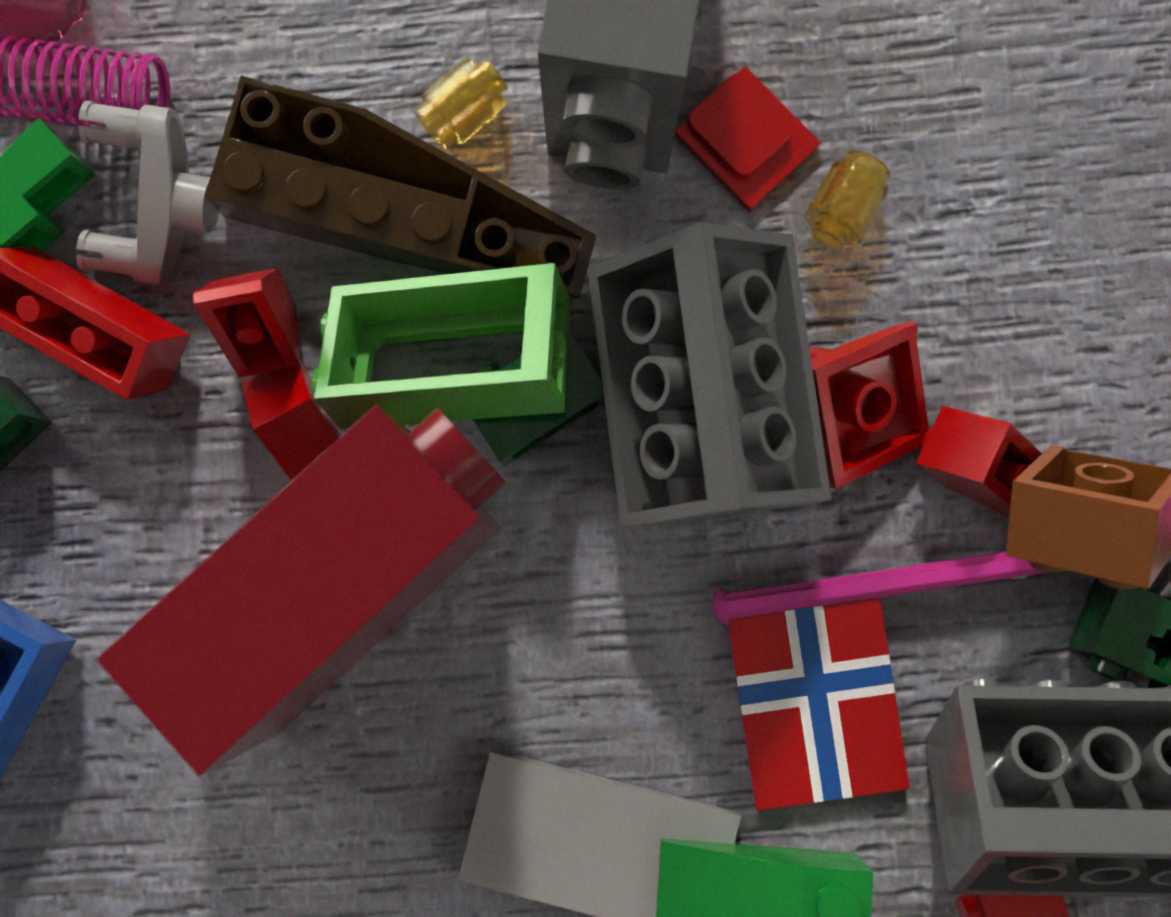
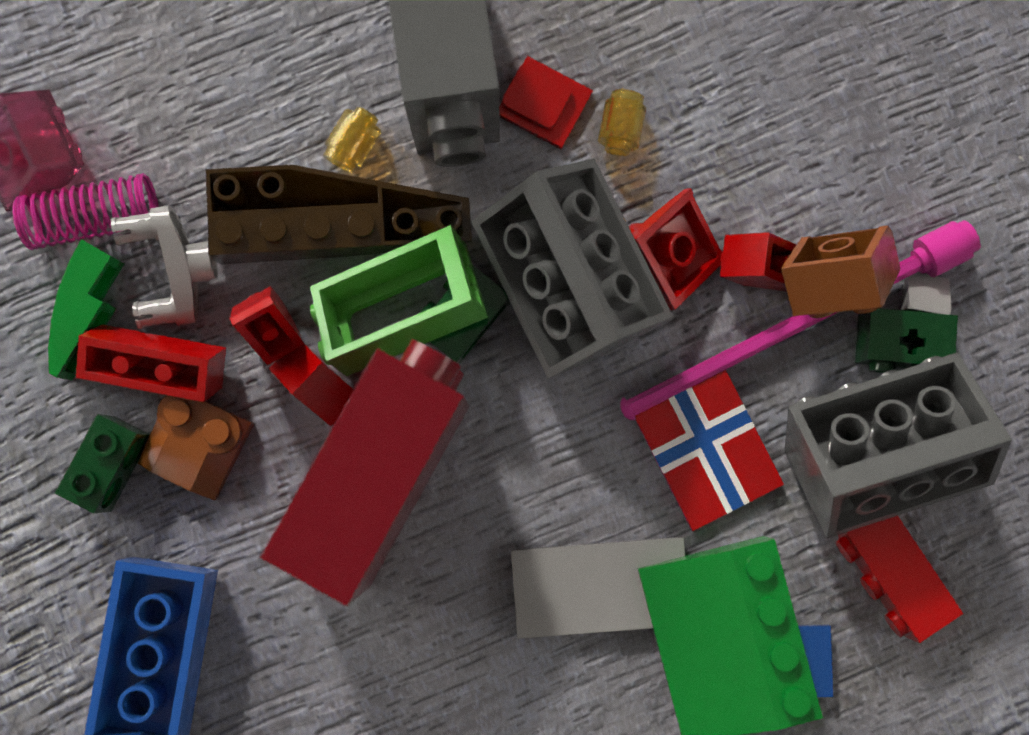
camera: 25 degrees left, 0 degrees up
(103, 456) = (195, 444): none -> dark orange slope

